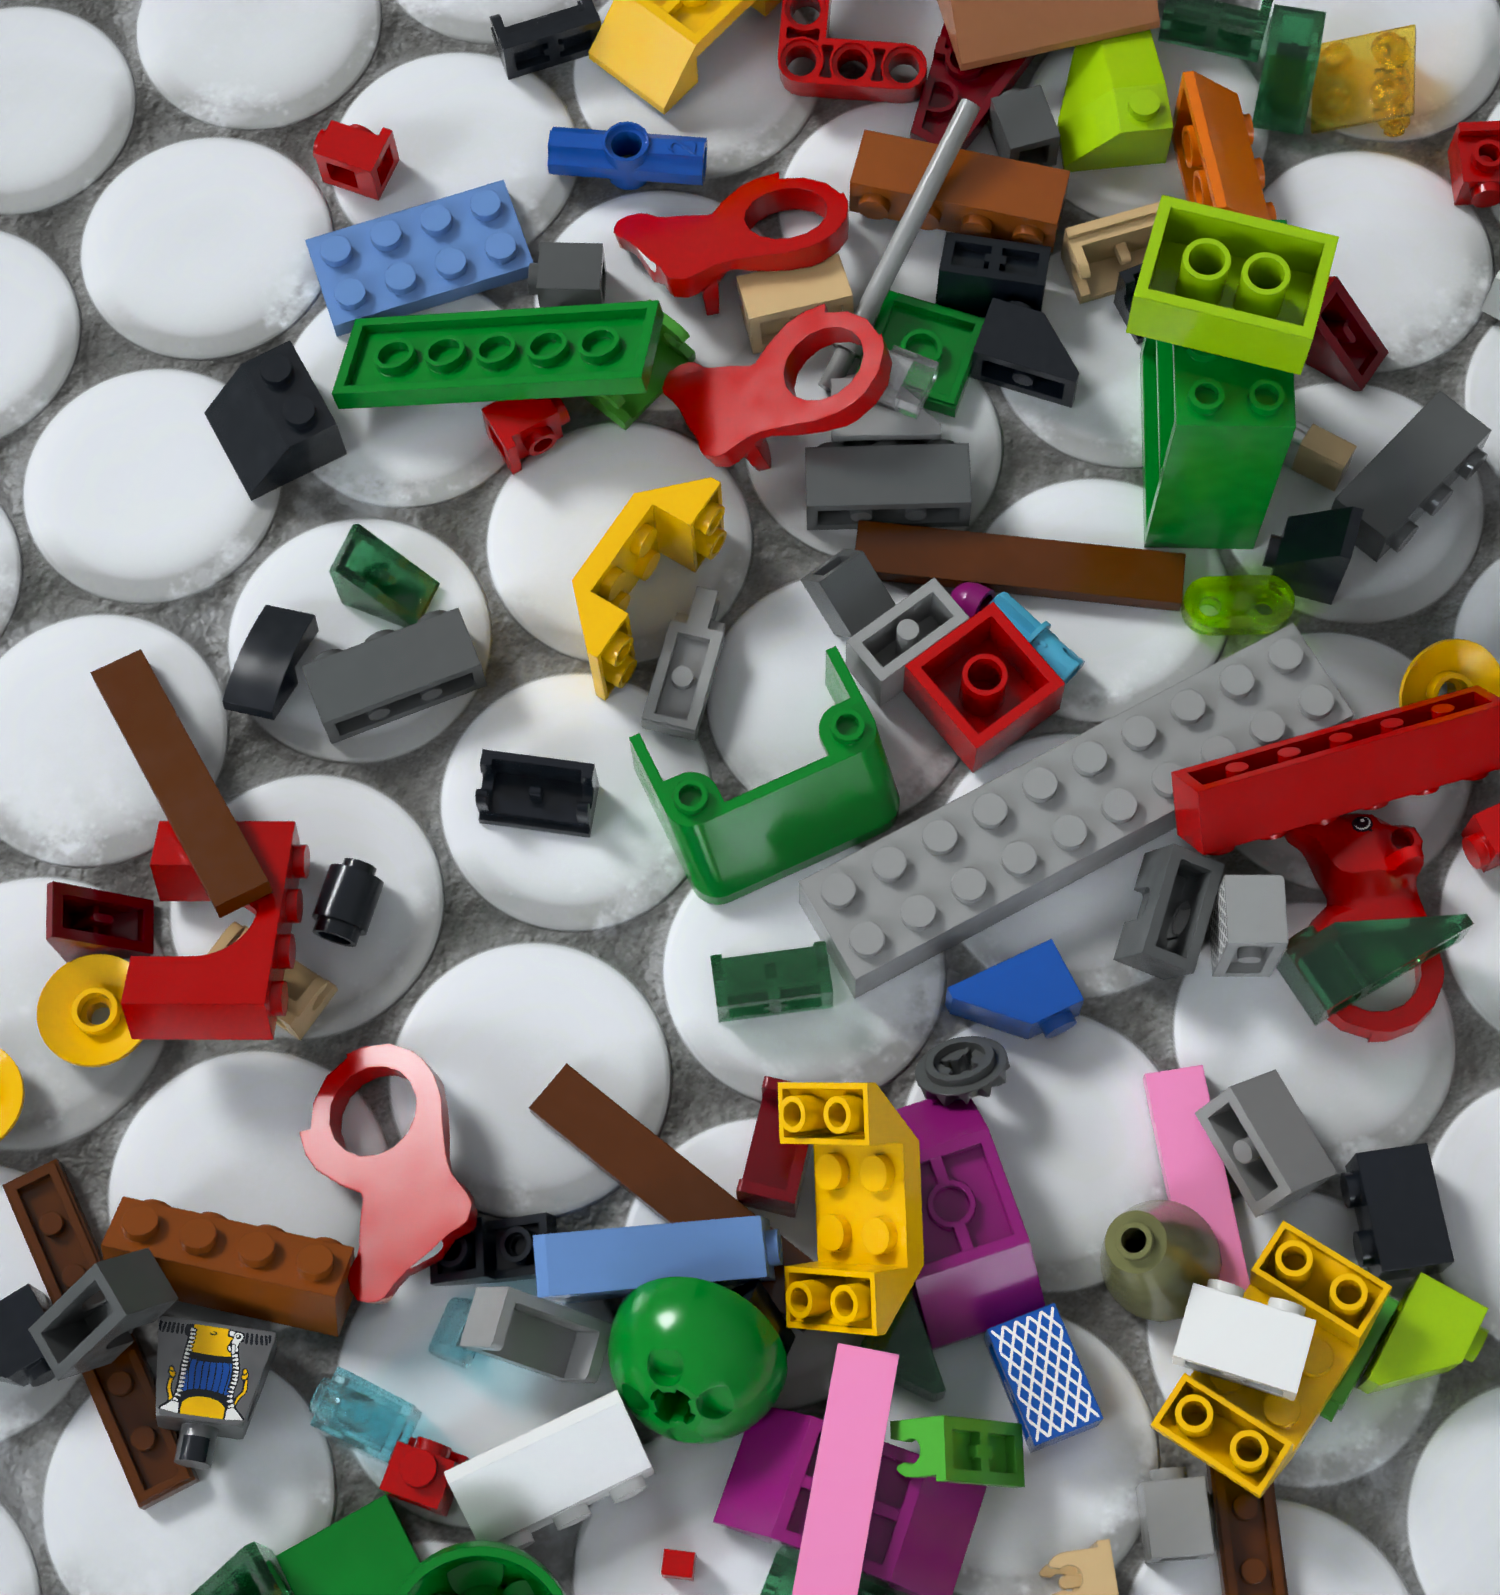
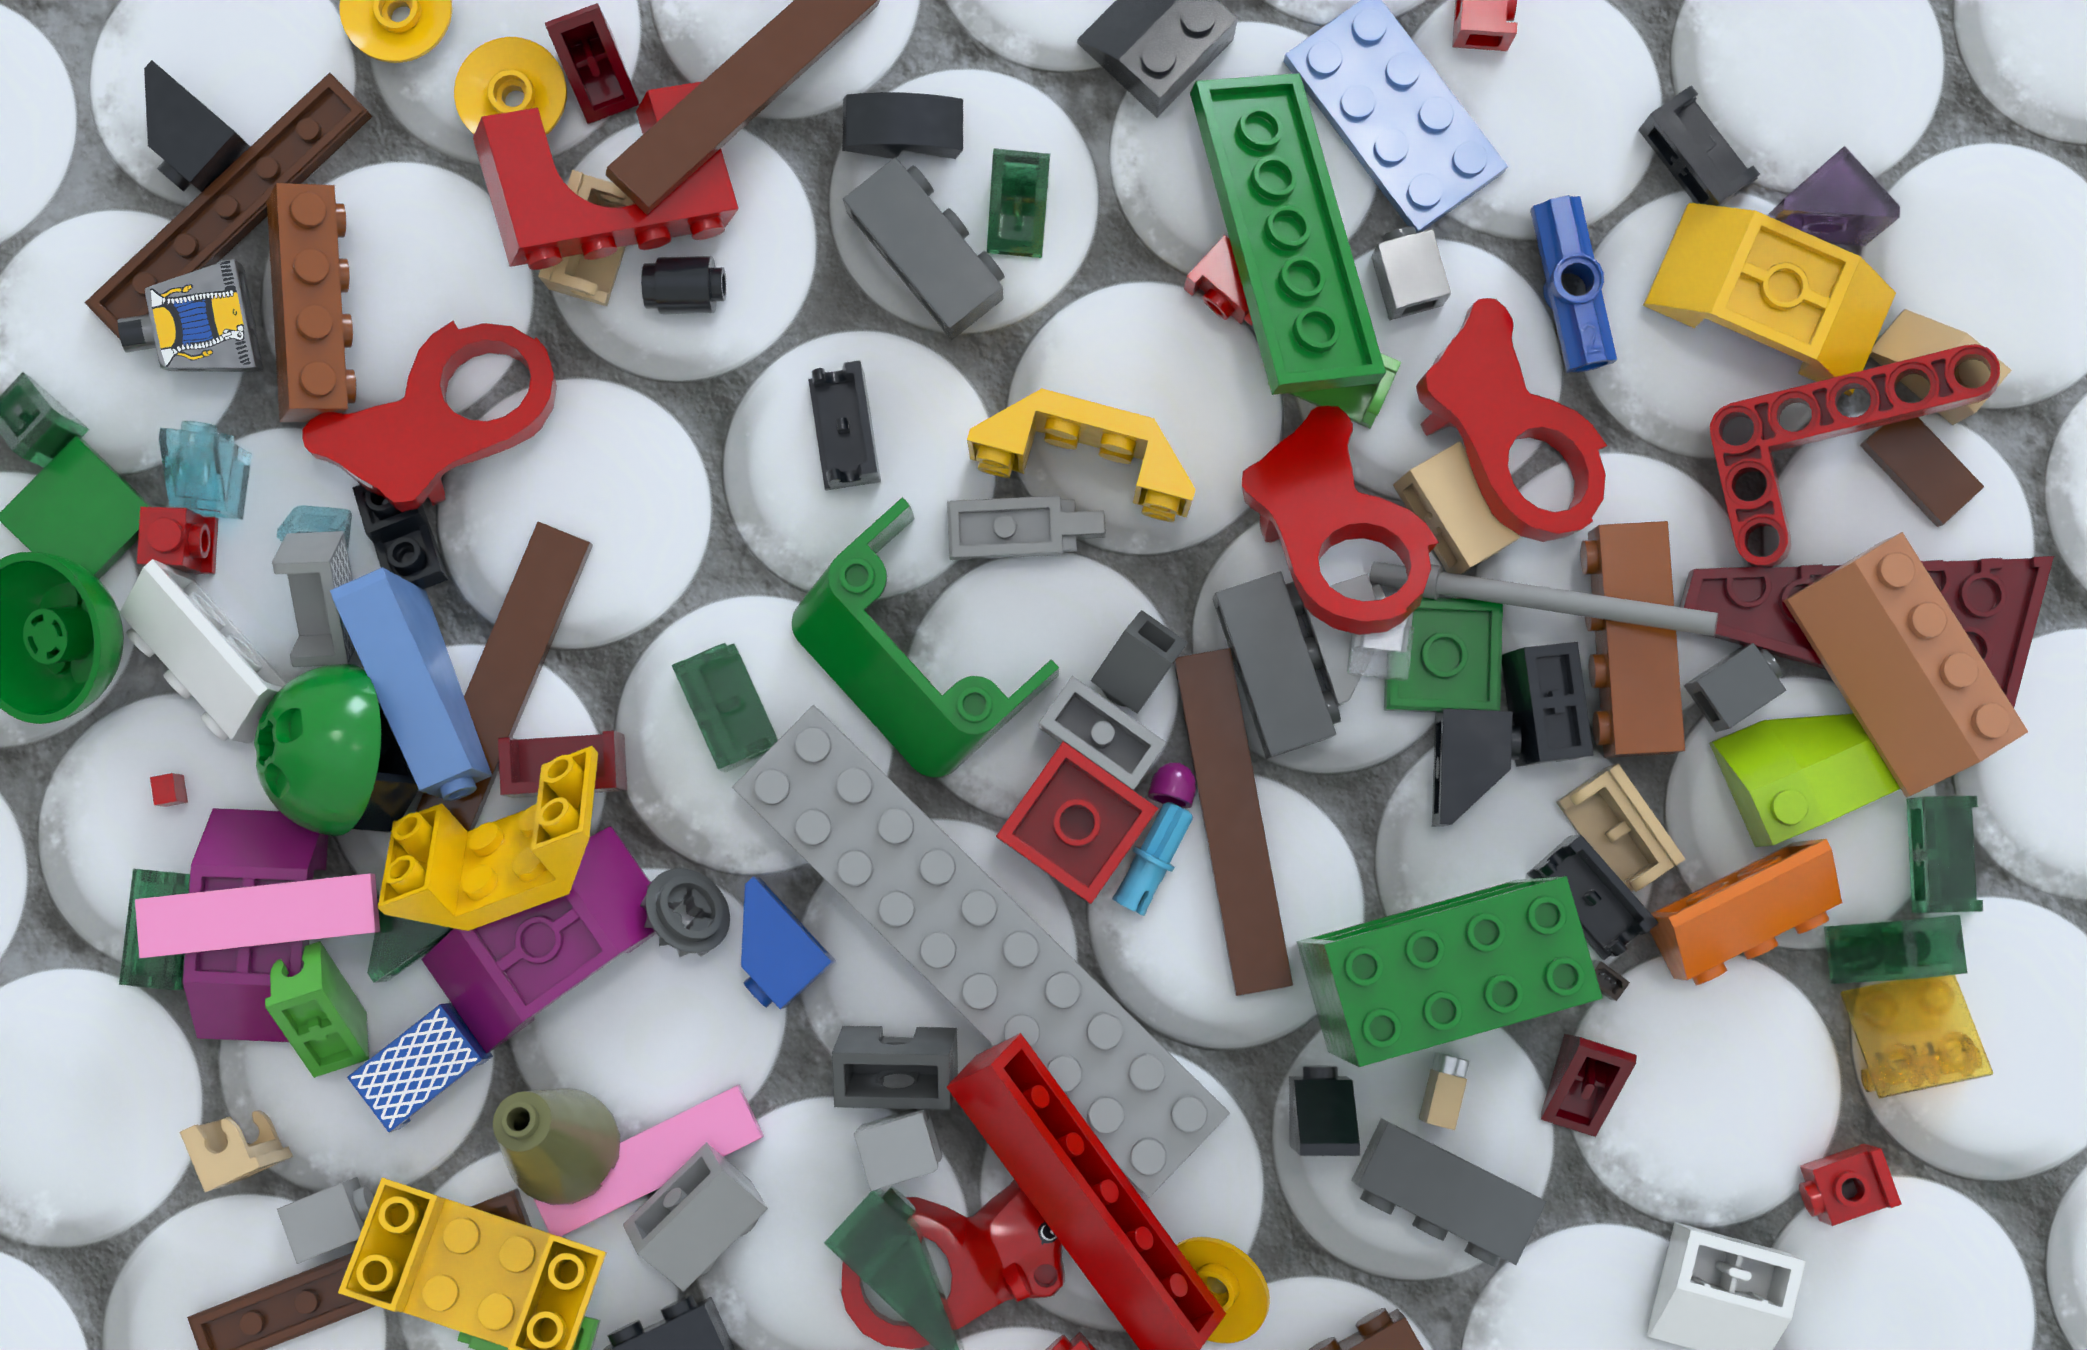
camera: 70 degrees right, 15 degrees up
(95, 1327) = (216, 210): dark grey brick -> none
(1232, 284) = (1478, 962): lime brick -> none
(1235, 602) = (1252, 1051): clear neon green plate -> none
(1244, 1338) = (480, 1244): white brick -> none

